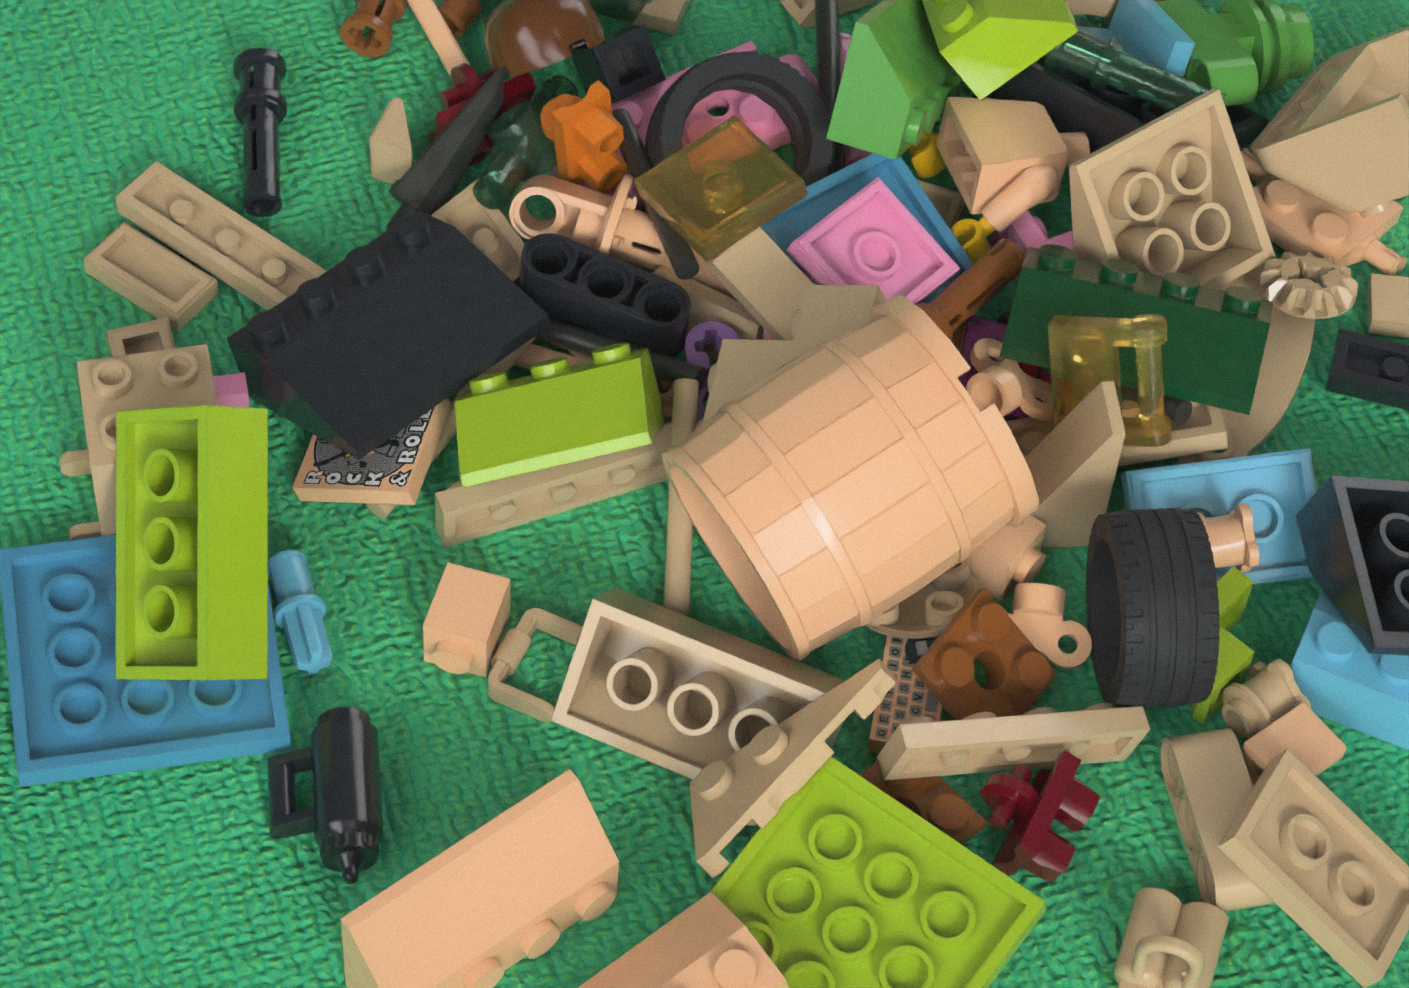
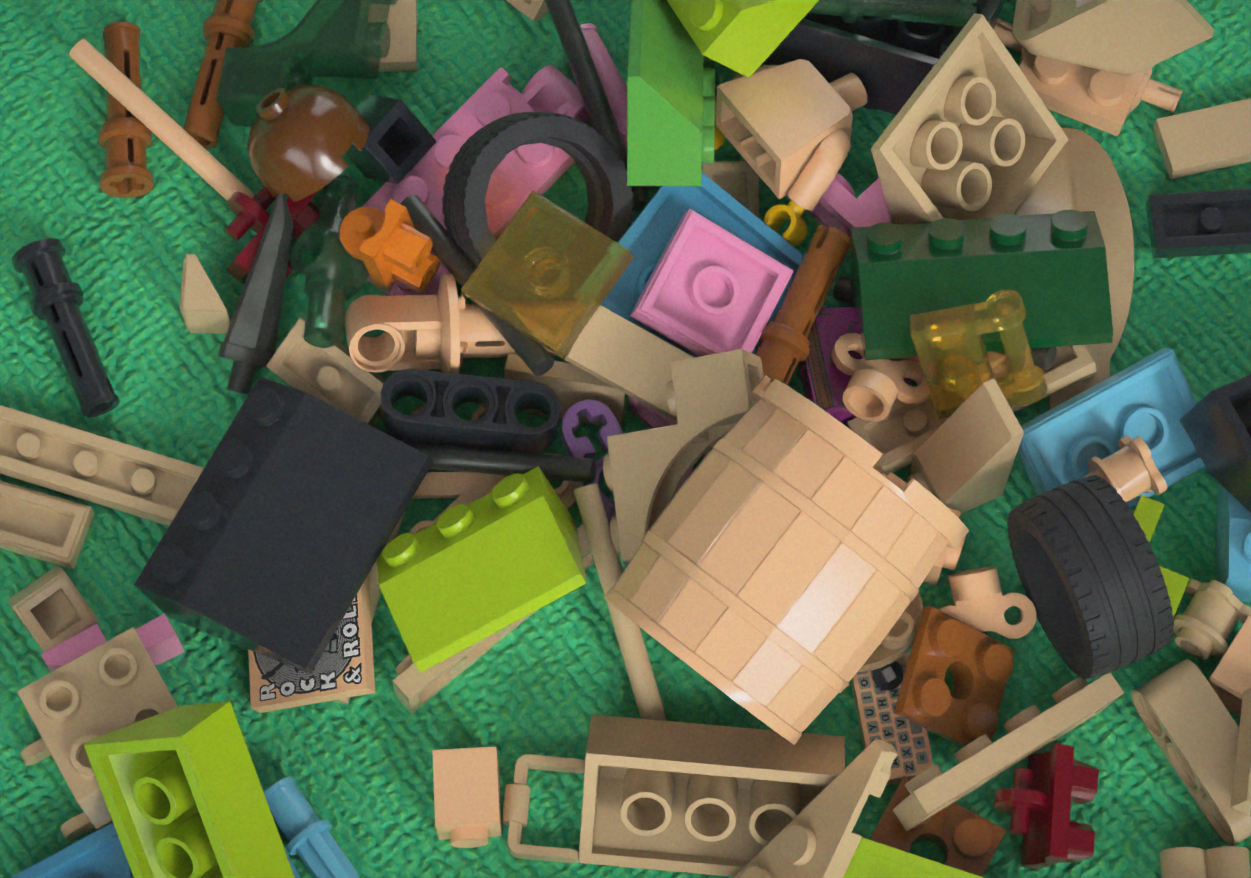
camera: 15 degrees left, 15 degrees up
(1308, 286) = (1109, 180): tan gear -> none

